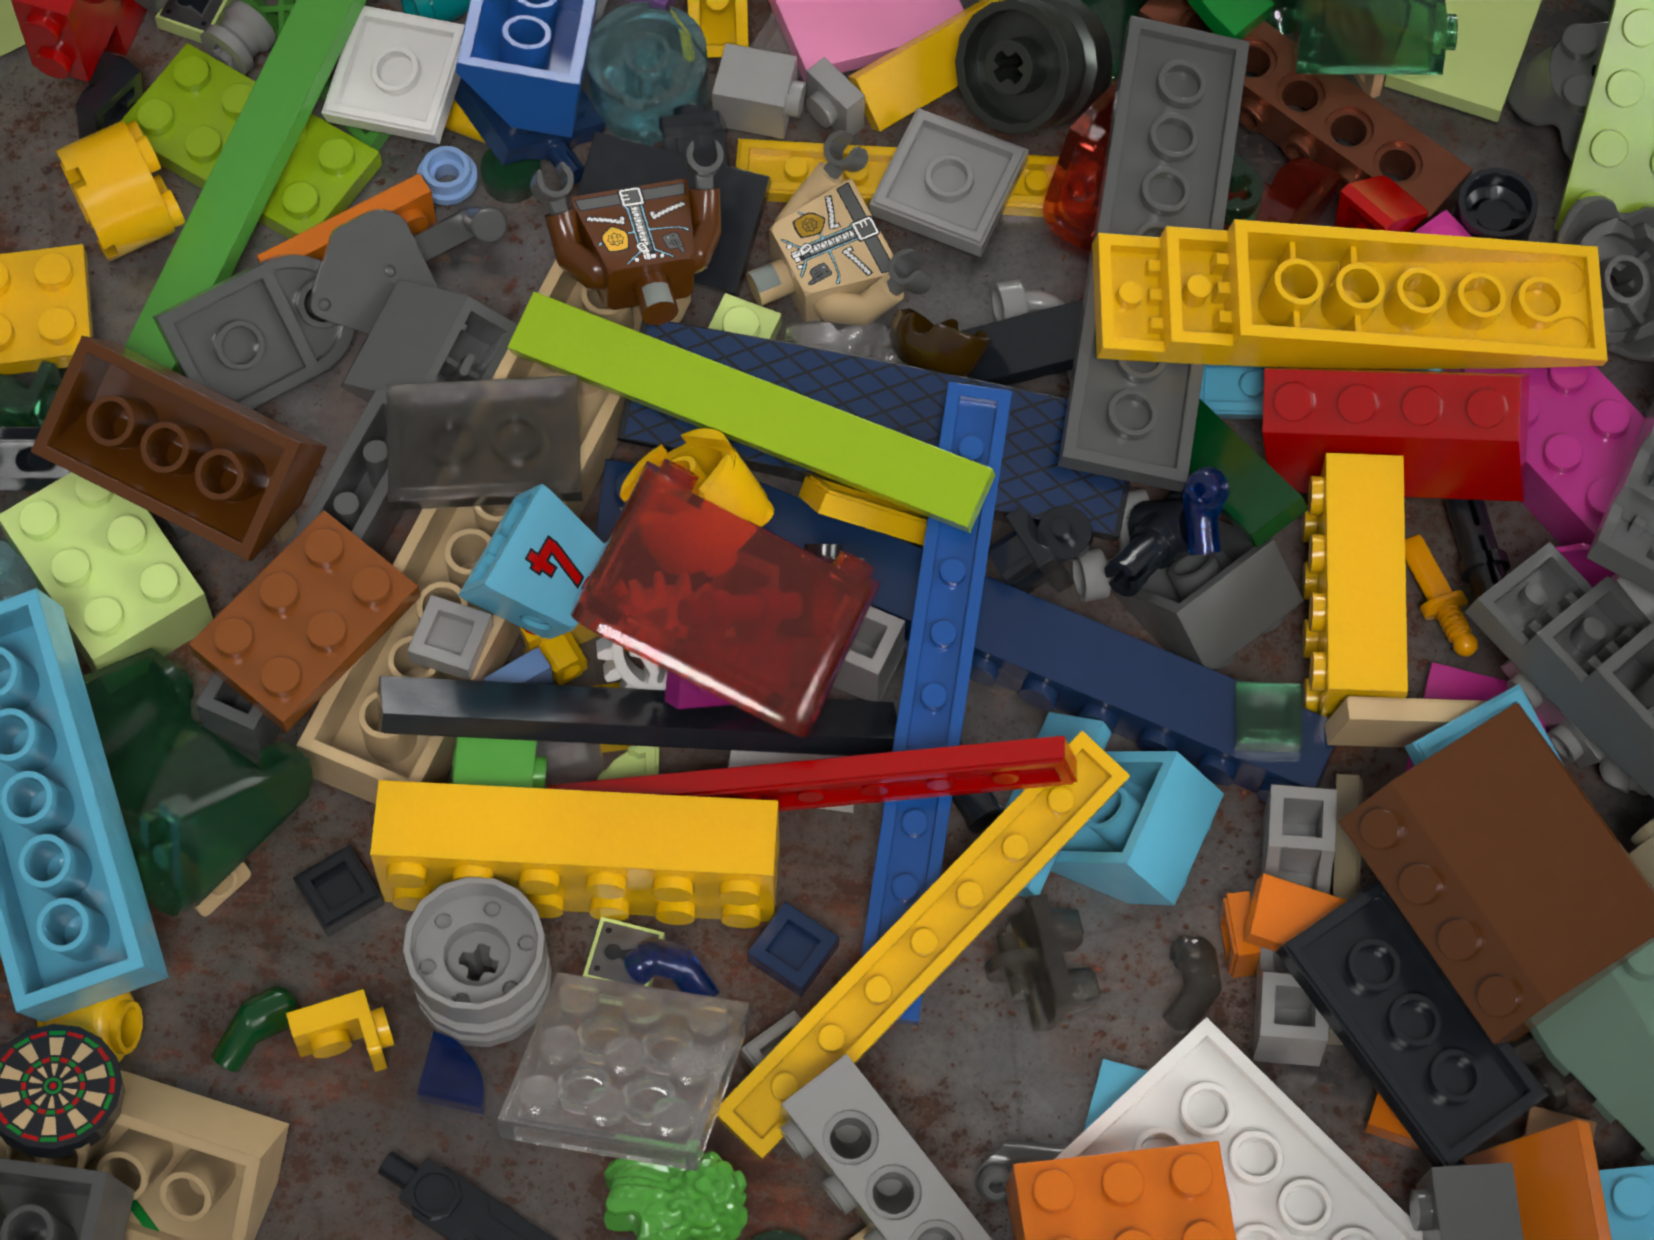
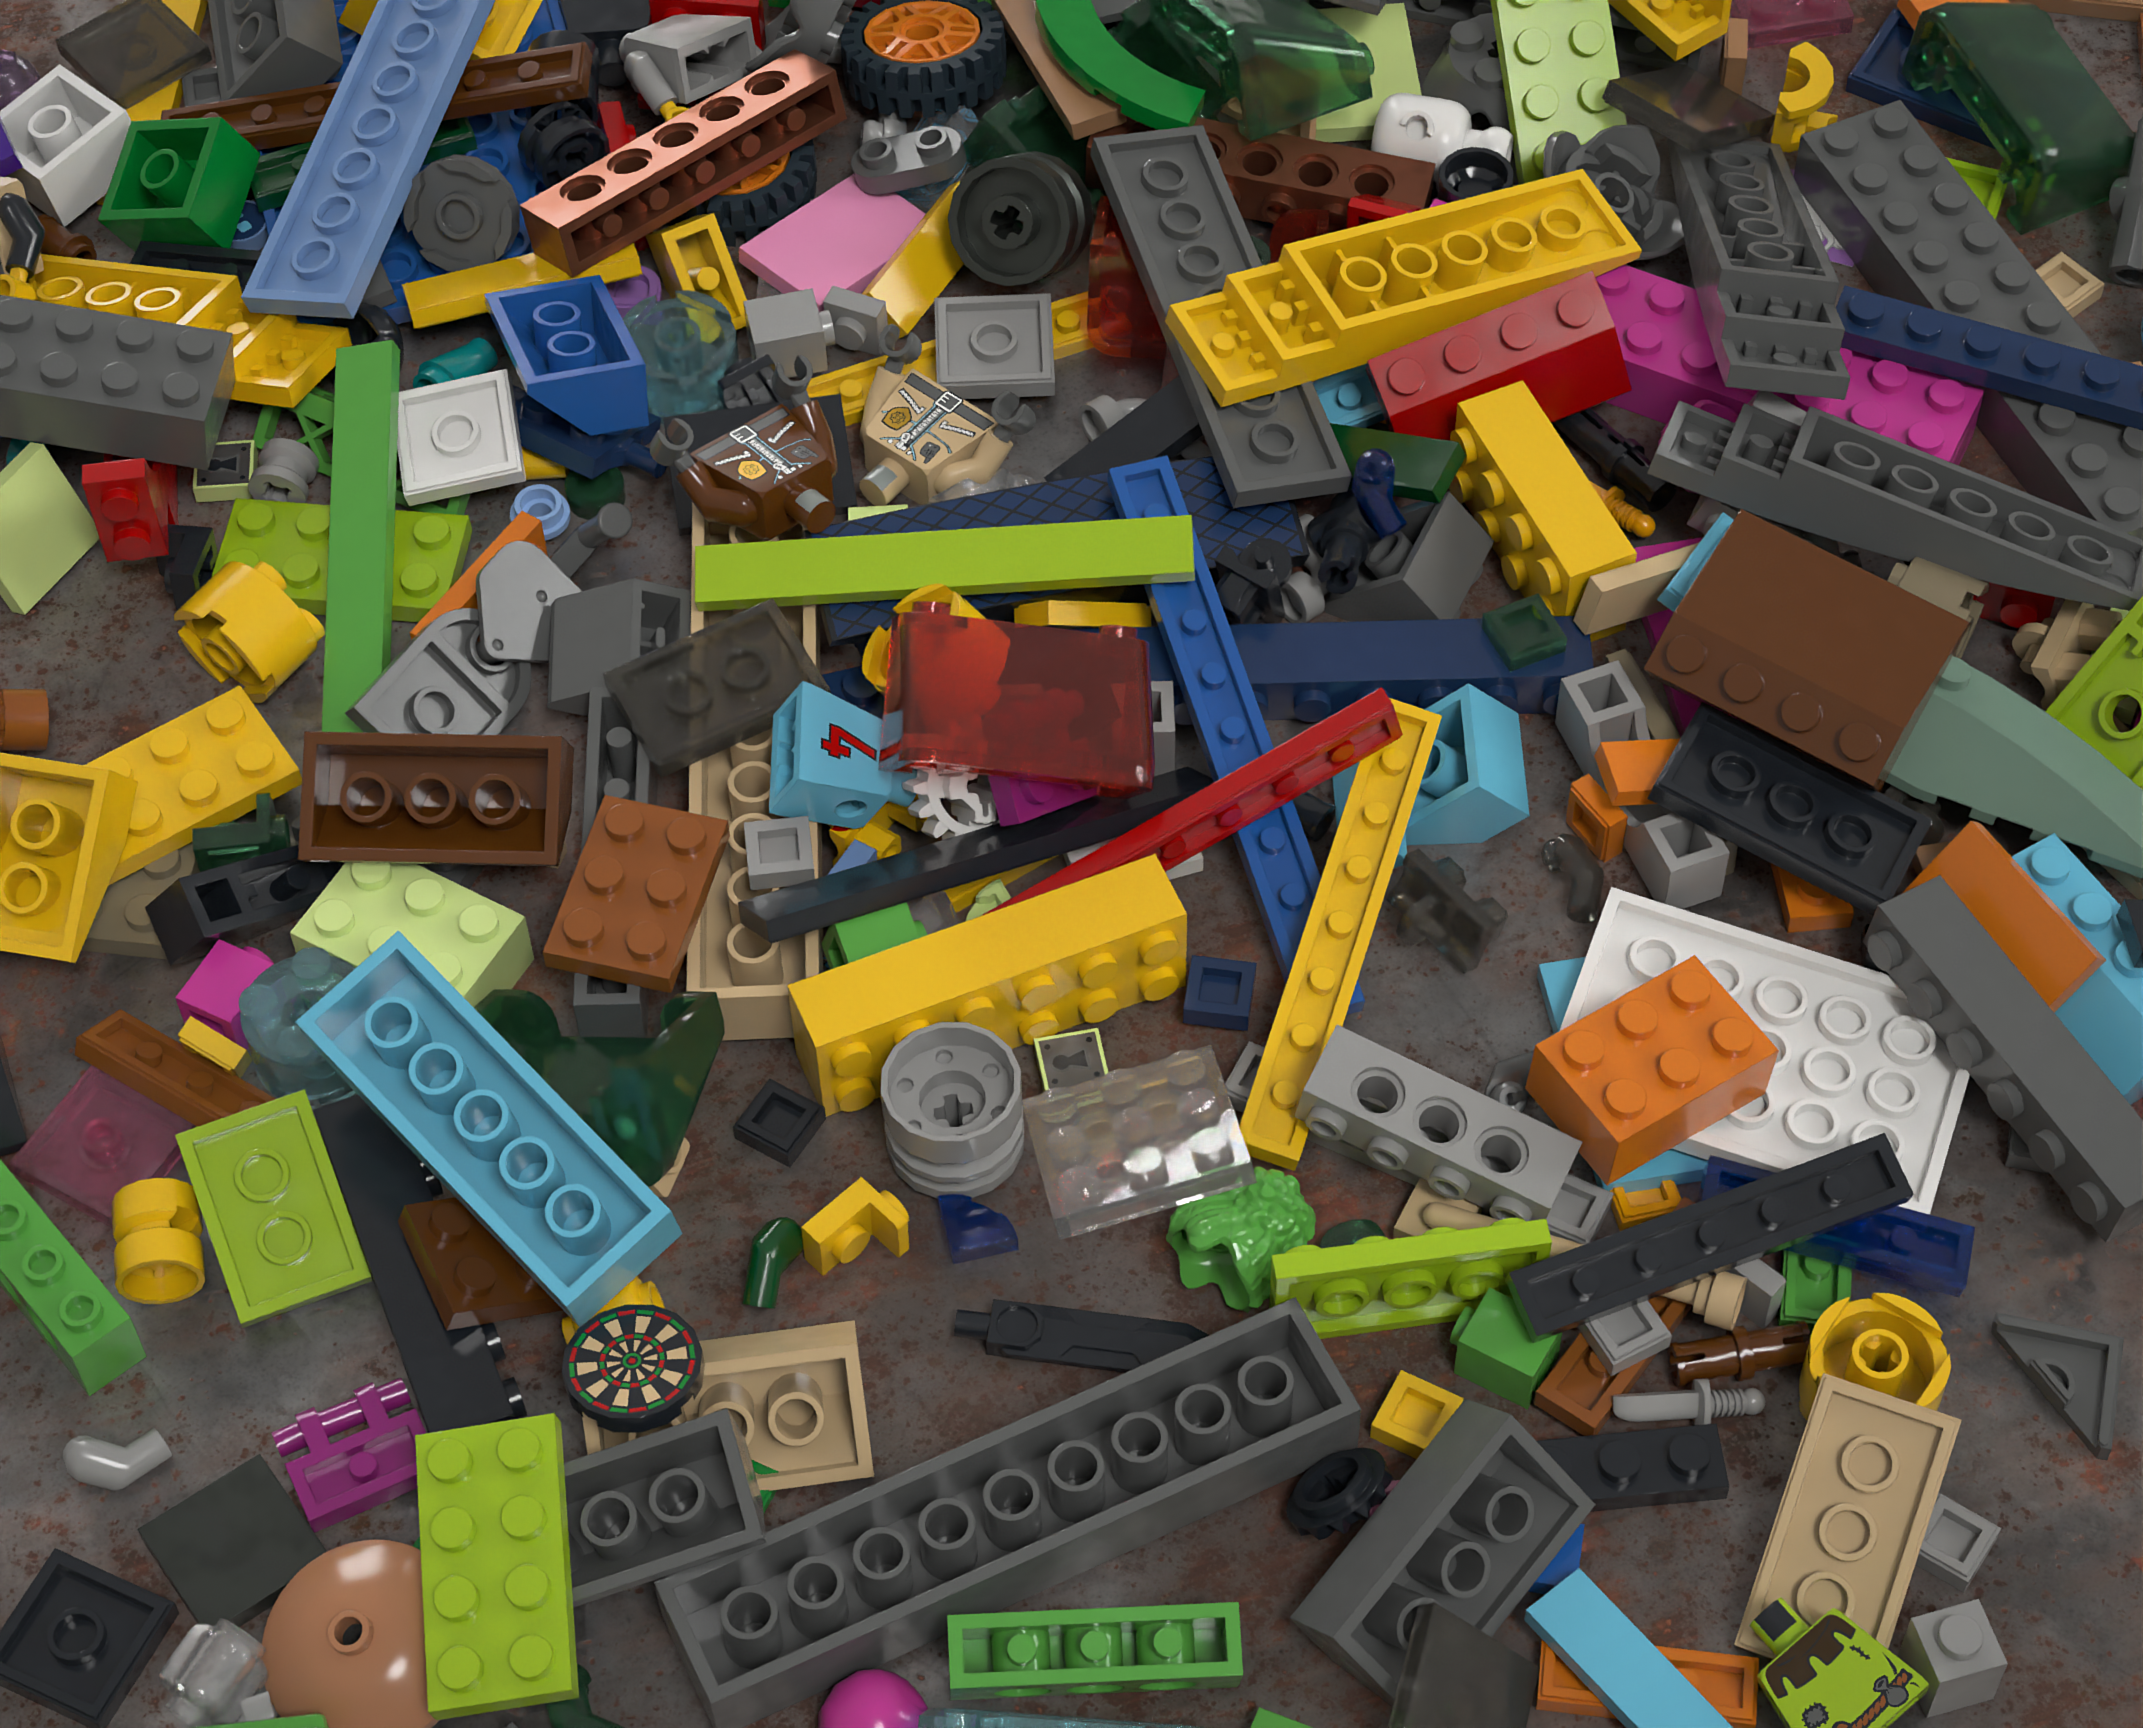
camera: 25 degrees left, 10 degrees down
(672, 962) = (1119, 1042): clear blue arm -> none
(936, 346) = (1077, 456): dark brown hair -> none
(1493, 131) = (1431, 130): none -> white piece

